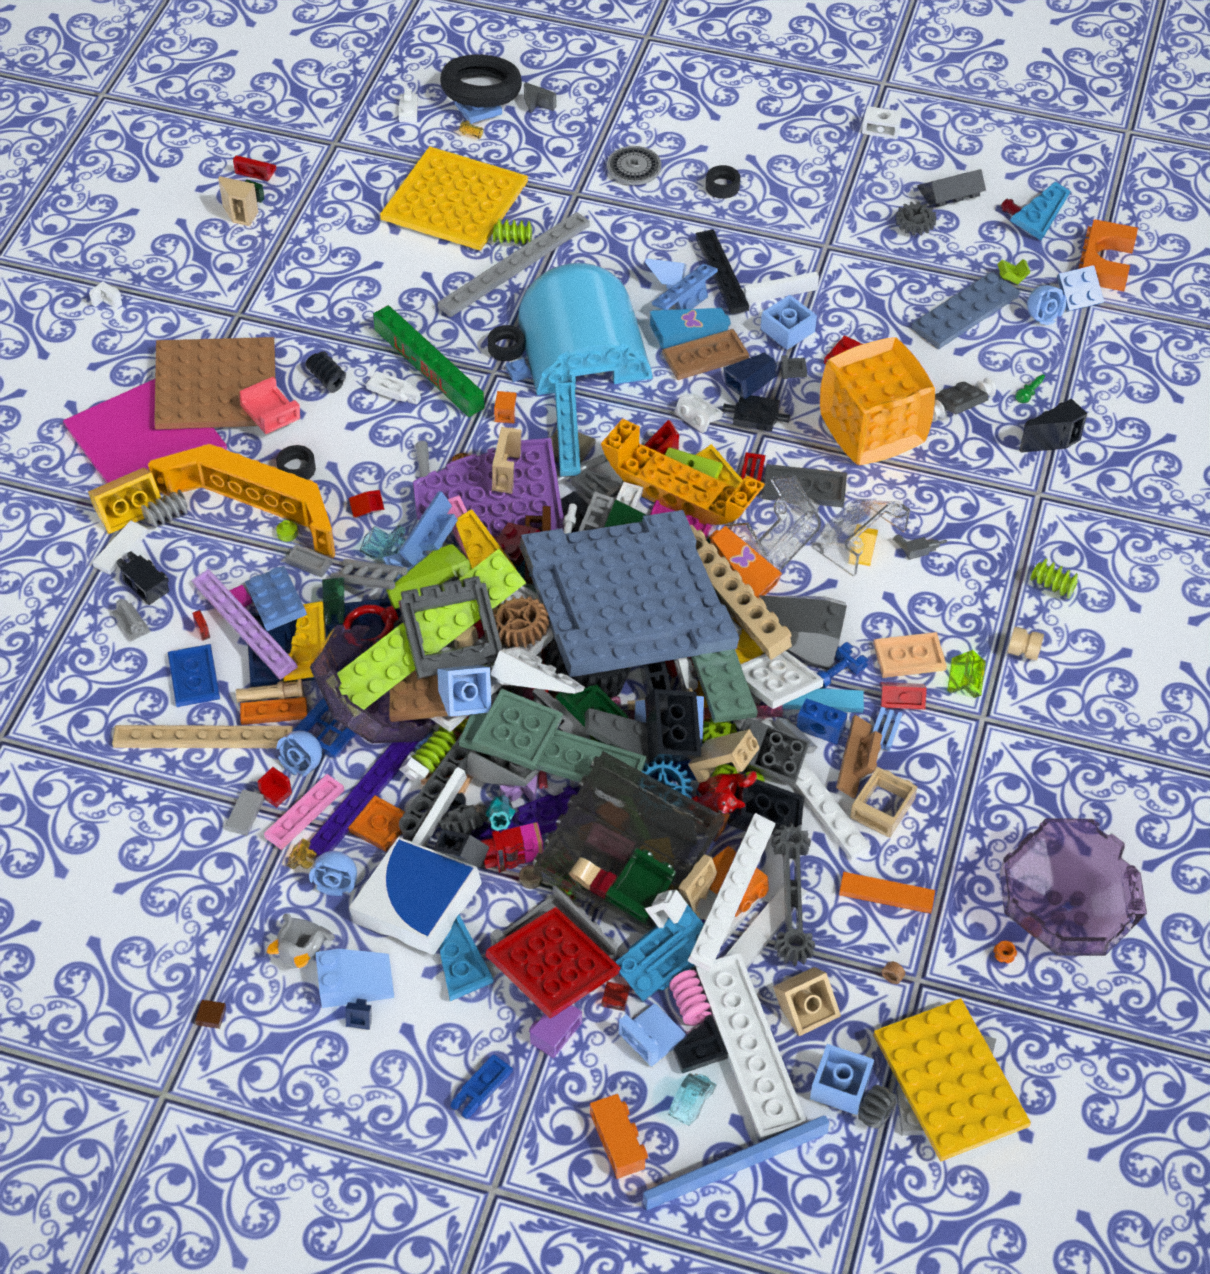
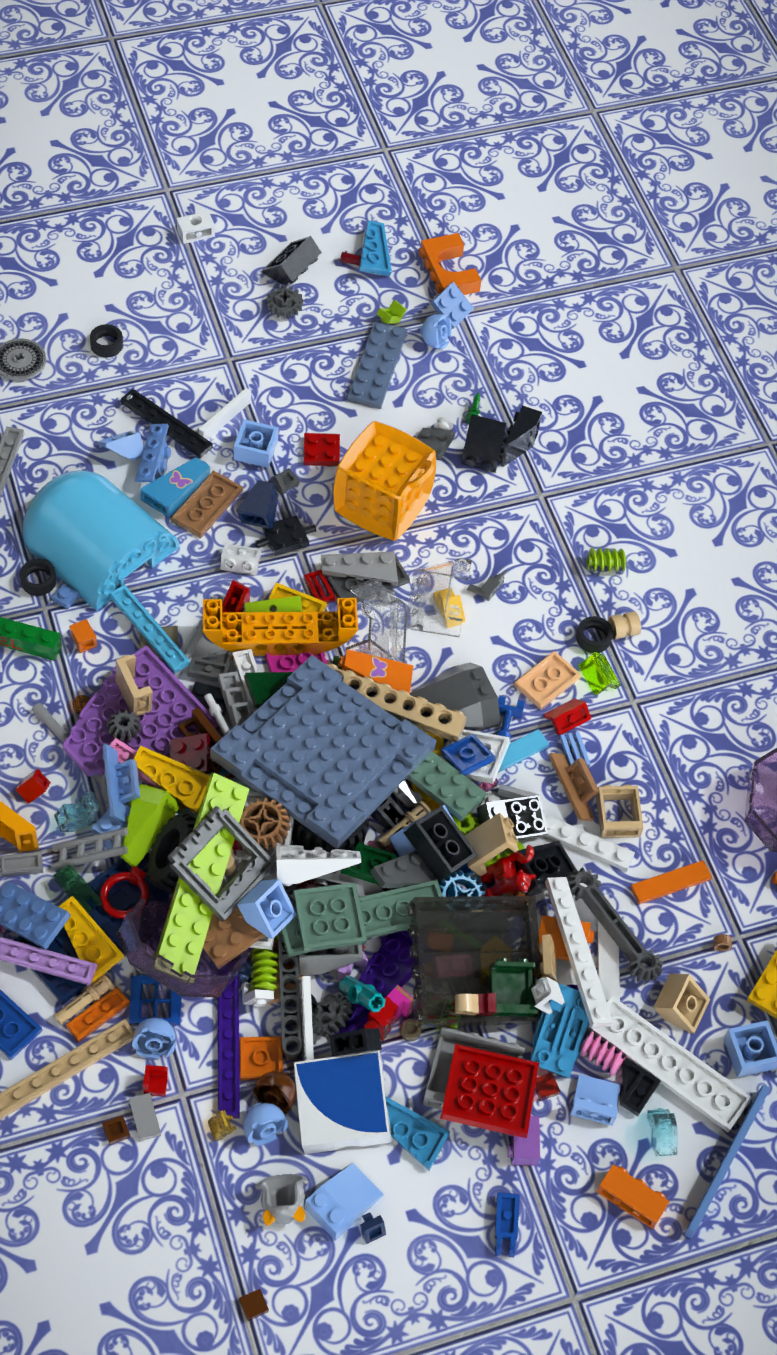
camera: 40 degrees left, 5 degrees up
(213, 809) = (116, 1130): none -> reddish brown tile
(304, 811) = (194, 1087): bright pink plate -> none
(366, 851) = (276, 1089): none -> reddish brown cylinder
(475, 490) = (131, 724): none -> dark grey gear
(768, 672) = (467, 754): none -> blue tile
(813, 473) = (362, 566): none -> light grey wing
(821, 721) = (529, 772): blue brick -> none
(992, 625) = (598, 623): none -> black tyre
(1007, 416) = (483, 443): none -> black slope

